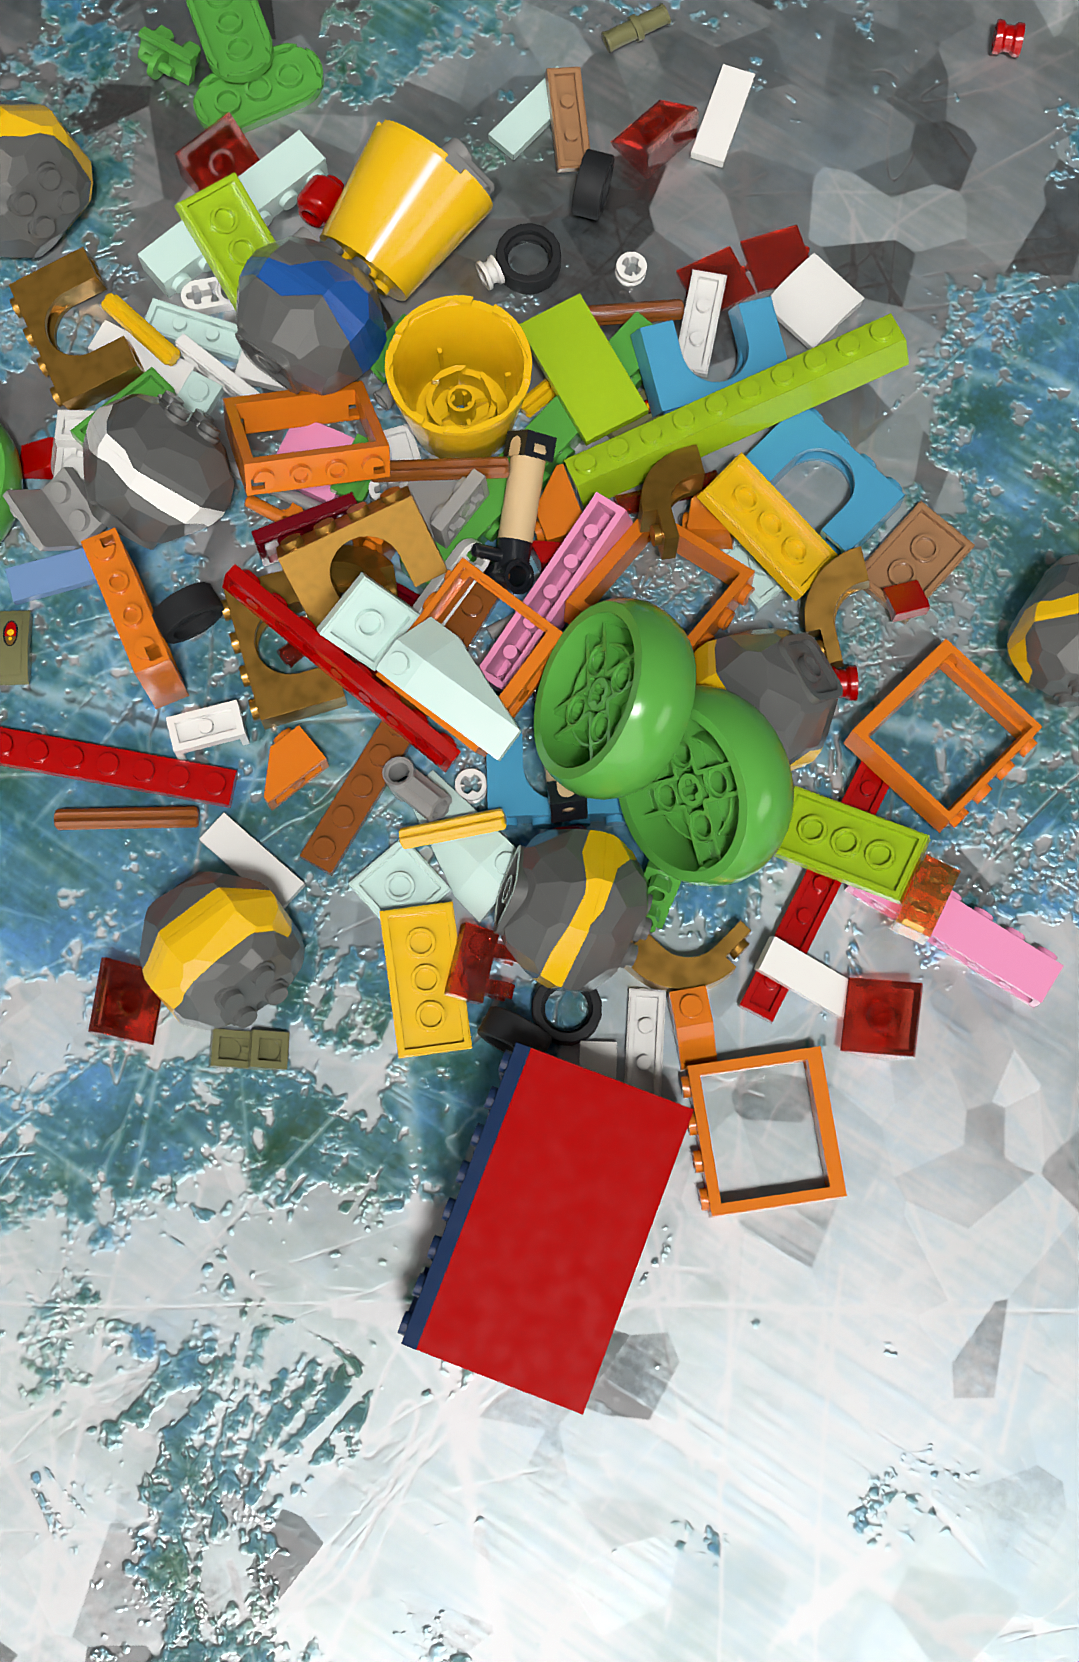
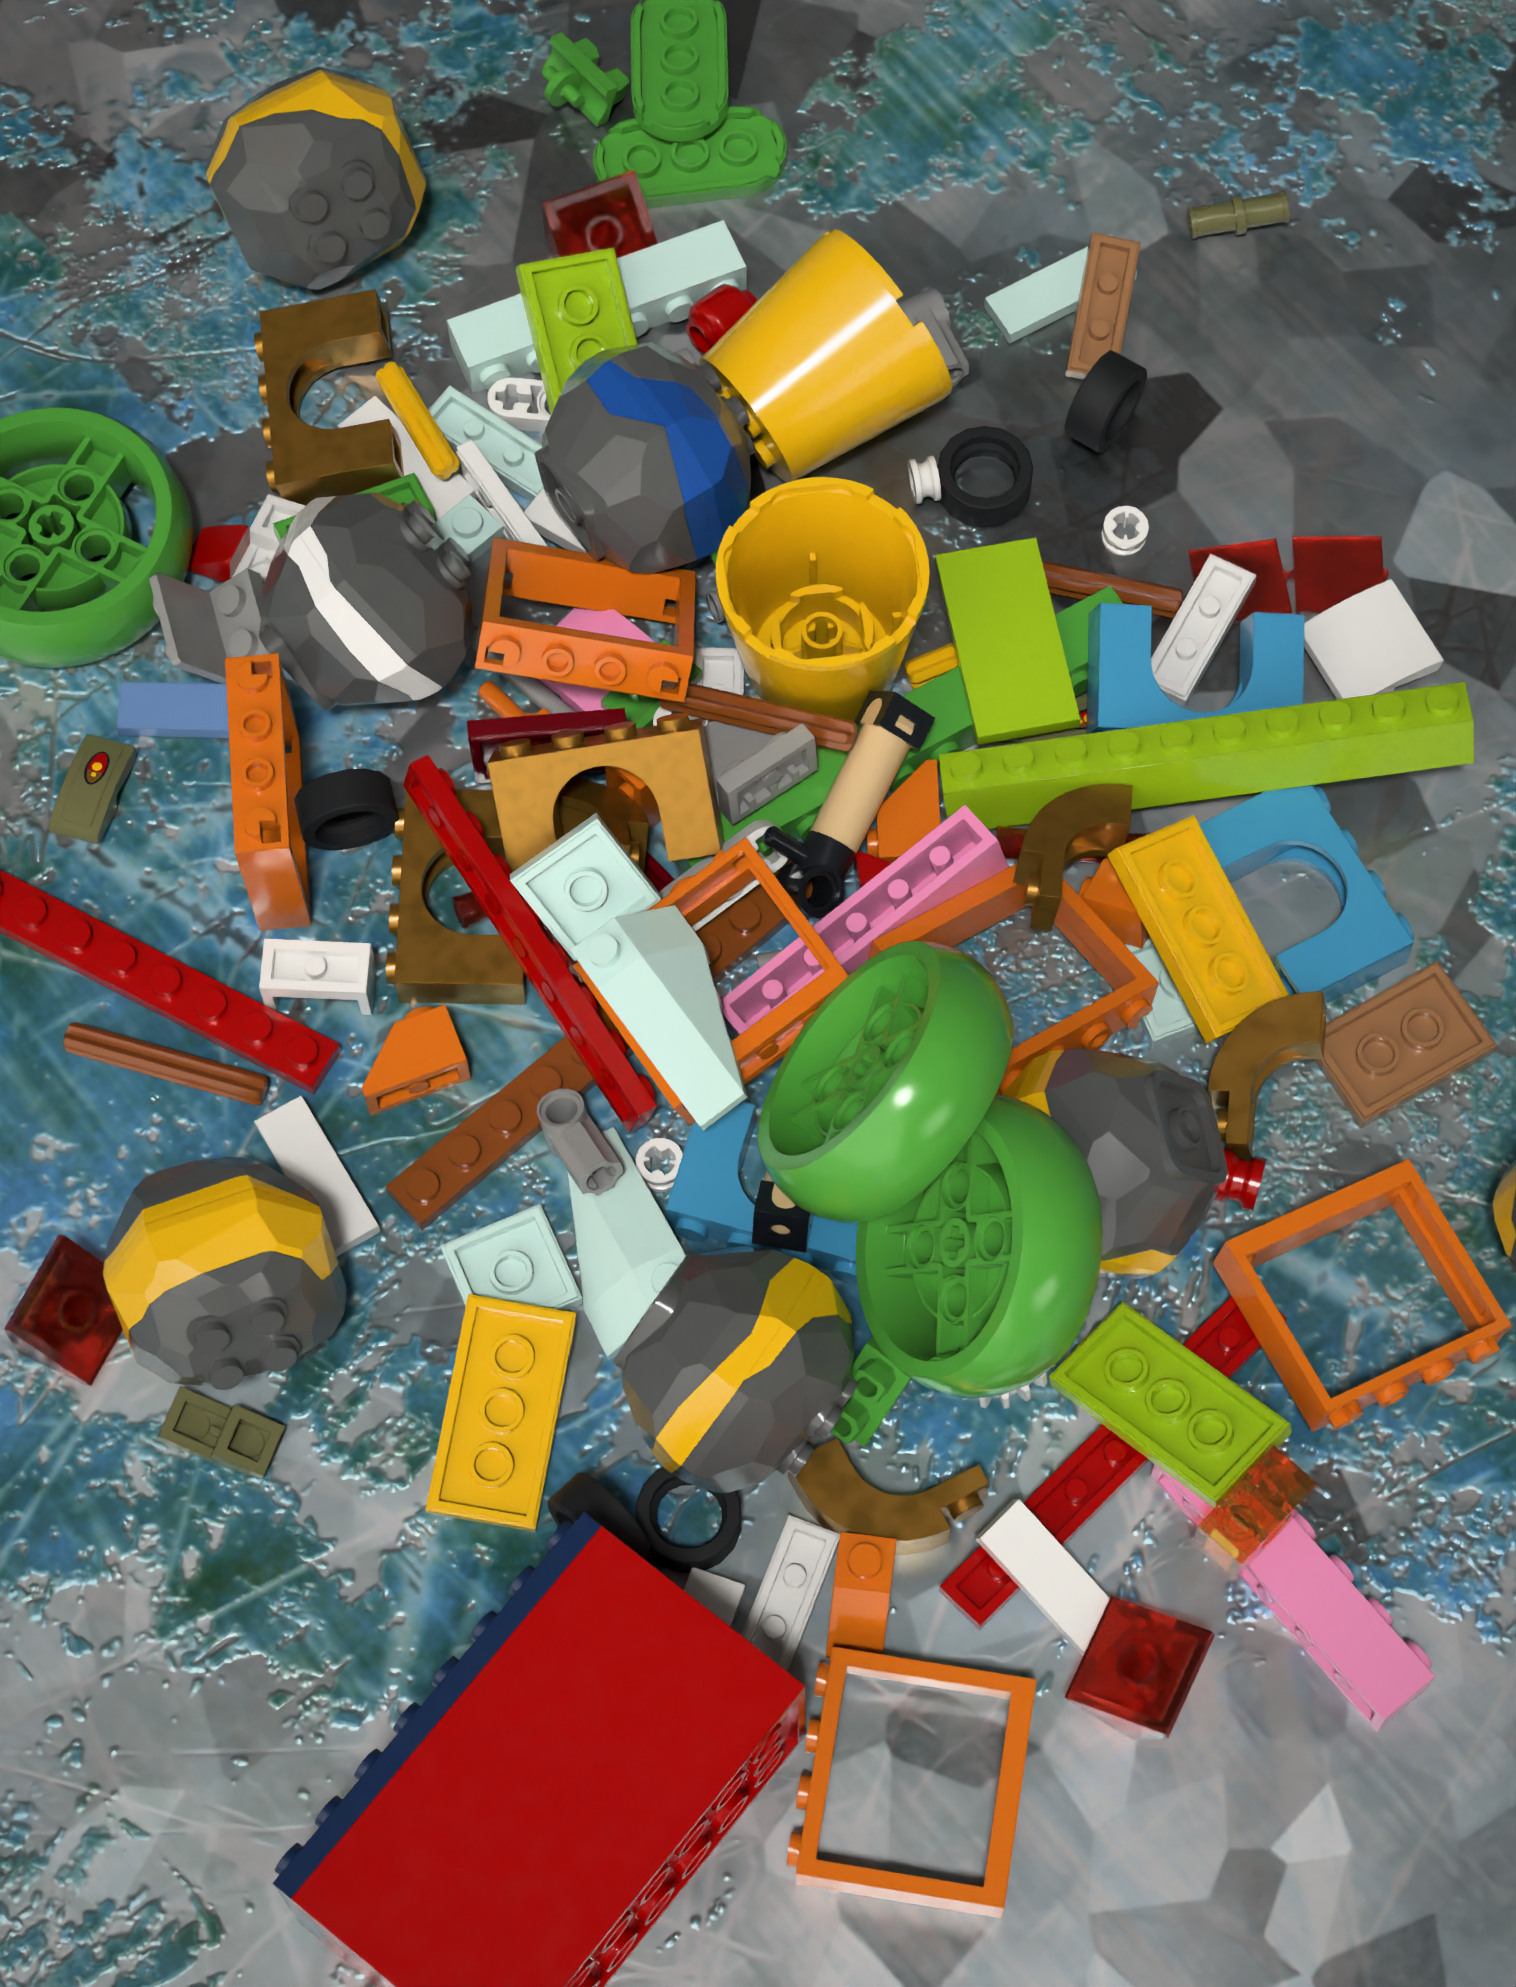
camera: 20 degrees right, 10 degrees down
(452, 828) = (610, 1209): yellow axle -> none
(472, 964) = (573, 1410): clear red plate -> none
(657, 136) = (1221, 365): clear red slope -> none
(722, 115) = (1323, 363): white tile -> none
(906, 601) = (1369, 1092): red slope -> none

